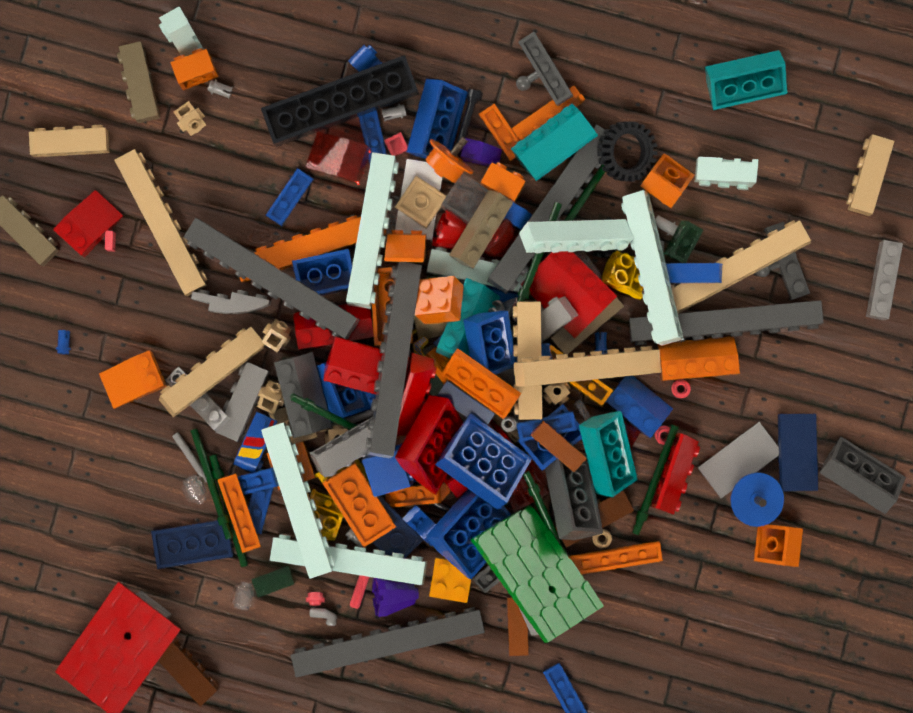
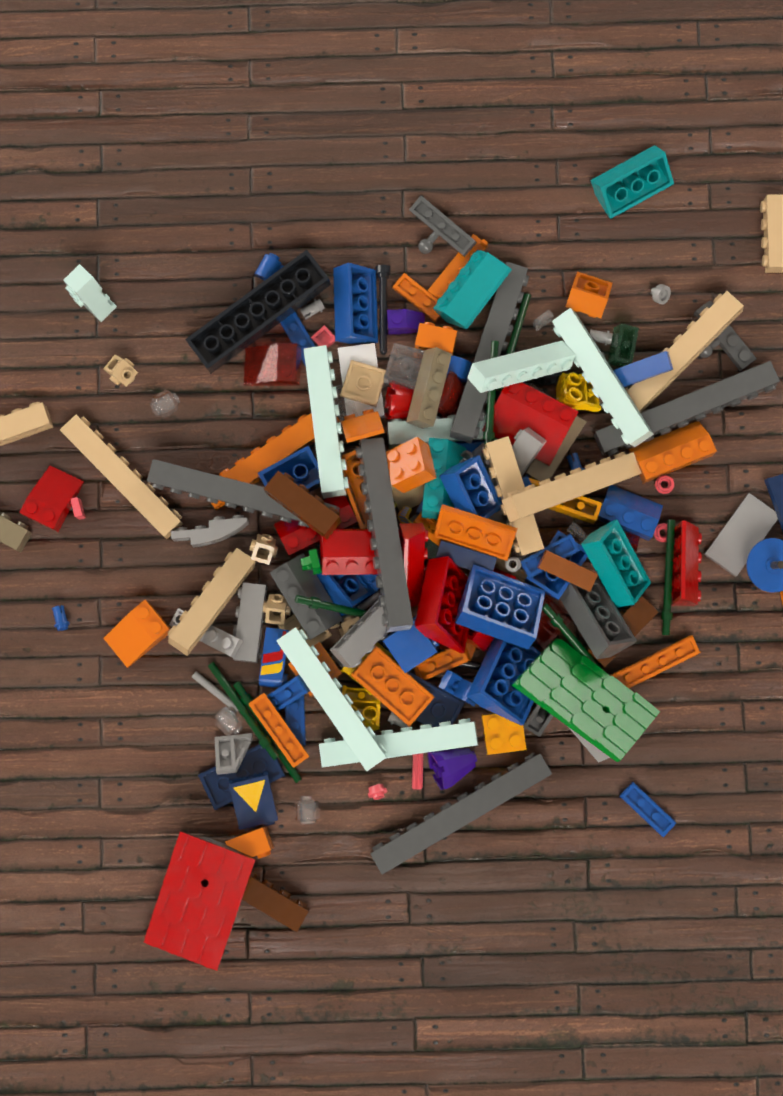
camera: 15 degrees left, 5 degrees down
(139, 82) = (63, 352): dark tan brick -> none
(183, 612) = (253, 843): none -> orange slope
(188, 519) = (230, 752): none -> light grey wing
(194, 69) = (111, 322): orange brick -> none
(196, 572) = (253, 801): none -> dark blue brick
(218, 88) = (140, 335): light grey pin -> none
(223, 164) = (164, 404): none -> clear head
(273, 581) = (331, 787): clear green brick -> none
(289, 197) = (237, 417): blue tile -> none
(317, 364) = (311, 562): none -> green tile
(323, 613) = (389, 804): light grey arm -> none
(324, 308) = (302, 504): none -> reddish brown brick
(446, 162) = (376, 335): orange piece -> none
(516, 630) = (581, 761): dark orange tile -> none
(550, 397) = (545, 528): tan brick -> none
(606, 543) = (641, 647): tan plate -> none
(607, 151) = (559, 268): black tyre -> none
(614, 192) = (543, 320): none -> clear tile
(726, 172) = (642, 270): light aqua wedge -> none
(737, 201) = (661, 293): none -> light grey tile

